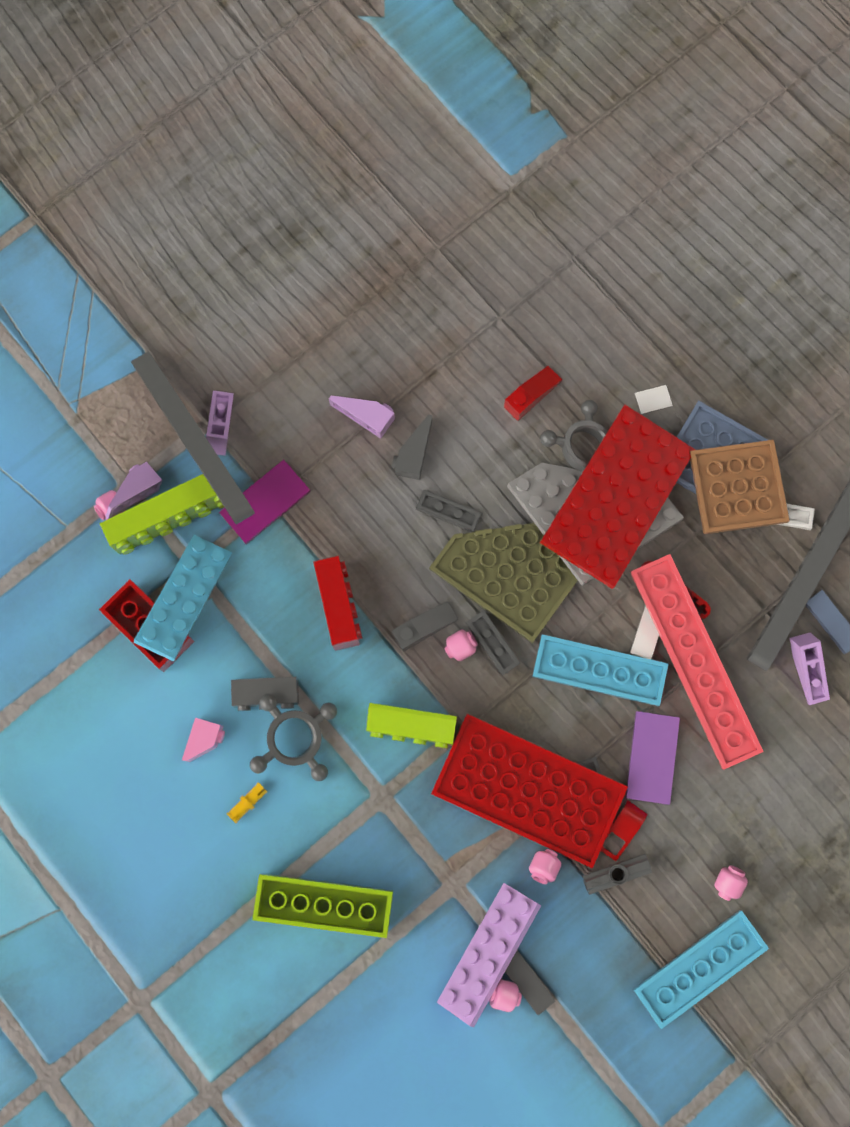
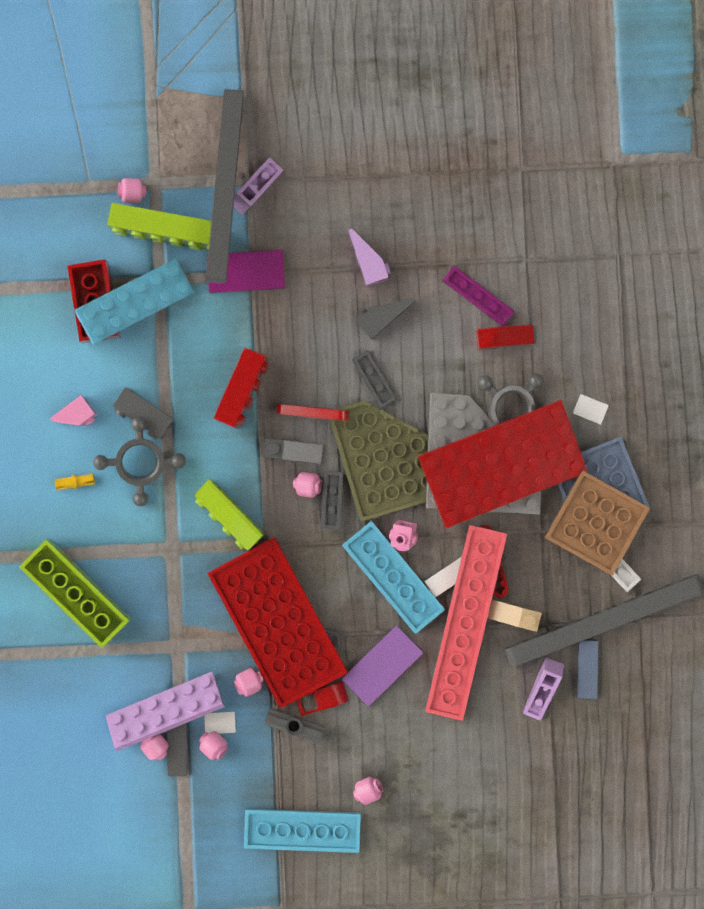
camera: 35 degrees right, 10 degrees up
(138, 485) = (162, 191): lavender slope -> none
(417, 576) = (315, 412): none -> beam
(483, 375) = (478, 296): none -> magenta tile
(547, 926) = (220, 722): none -> white sticker
(558, 952) = (213, 745): none -> bright pink head
(579, 618) = (403, 535): none -> bright pink brick
(734, 621) = (514, 615): none -> tan slope

